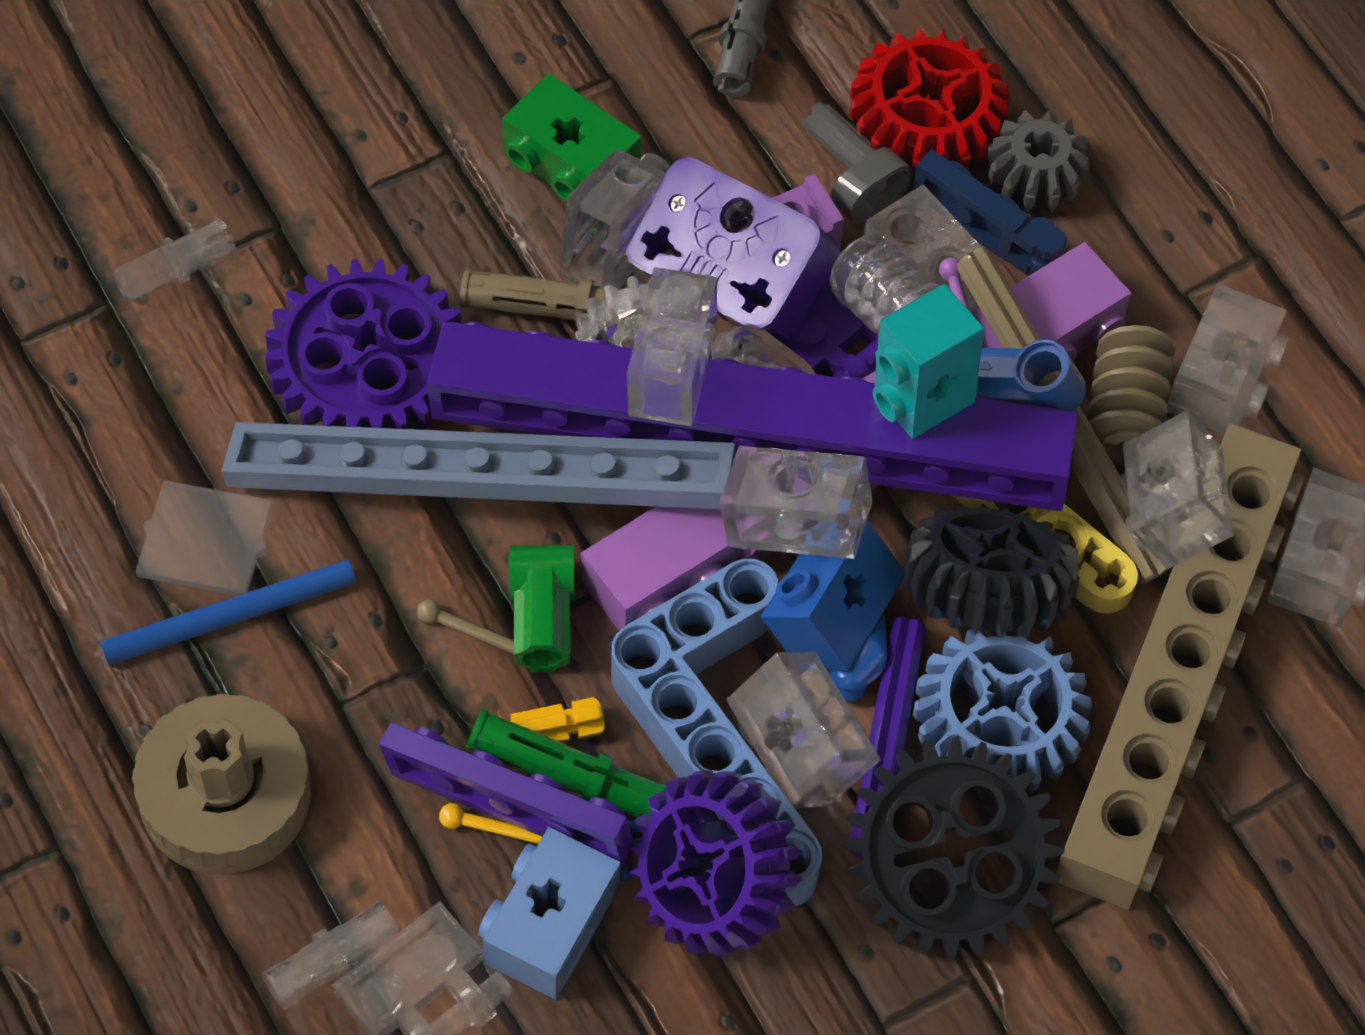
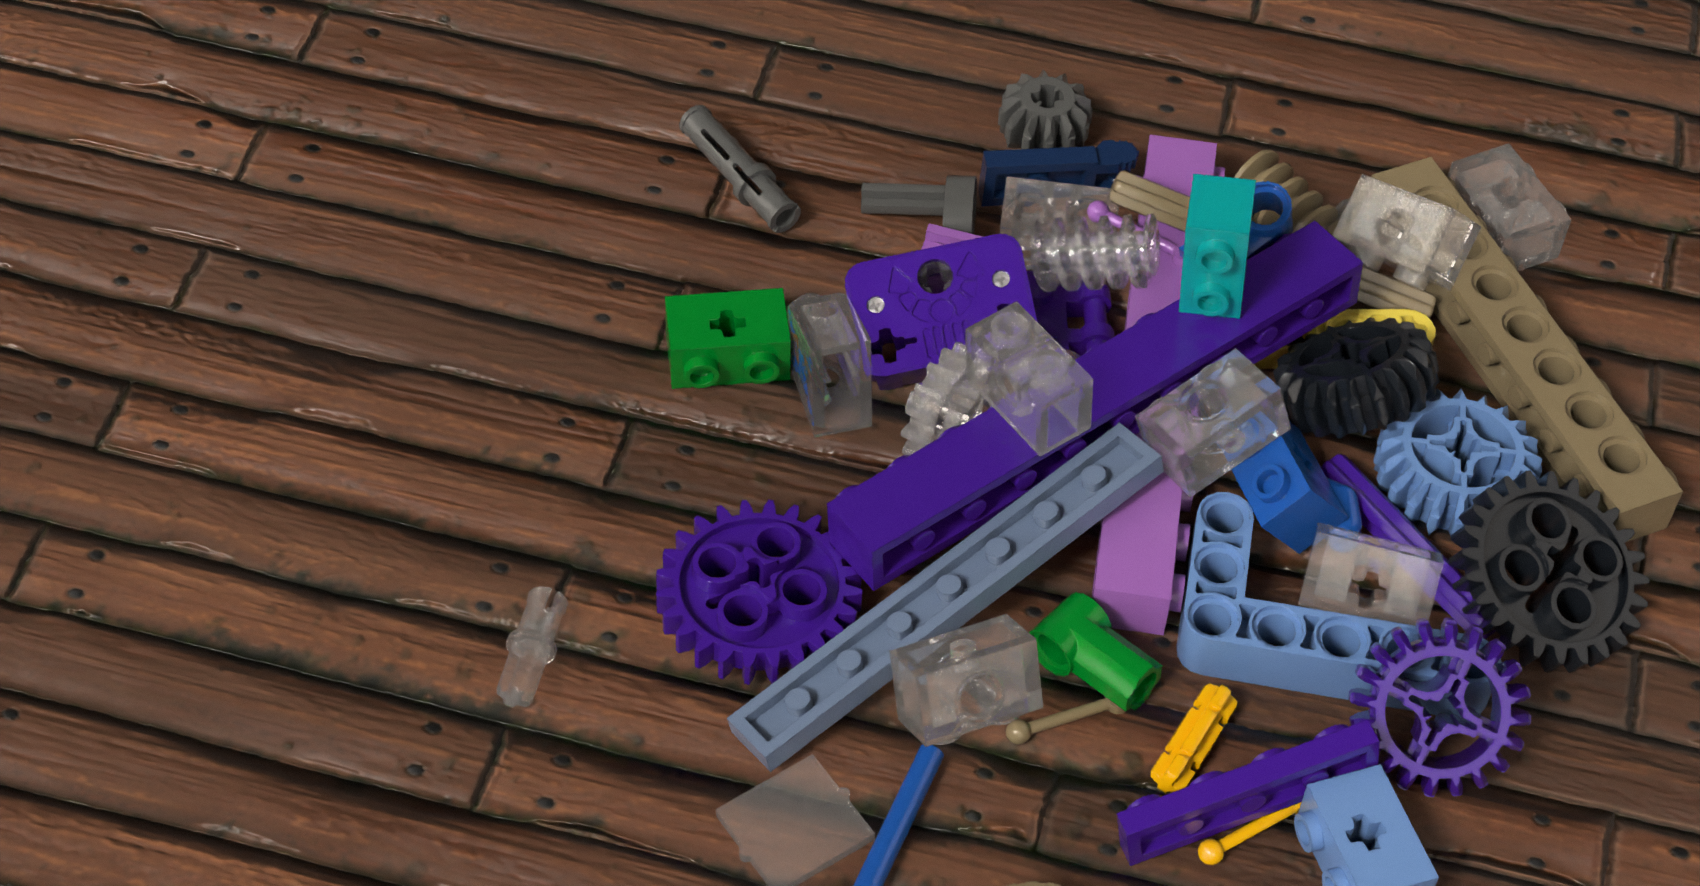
camera: 45 degrees left, 10 degrees down
(414, 538) = (990, 657): none -> clear brick
(527, 294) = (862, 438): dark tan pin -> none
(564, 764) = (1242, 743): green pin -> none
(938, 84) = (928, 127): red gear -> none
(1227, 360) = (1313, 139): clear brick -> none

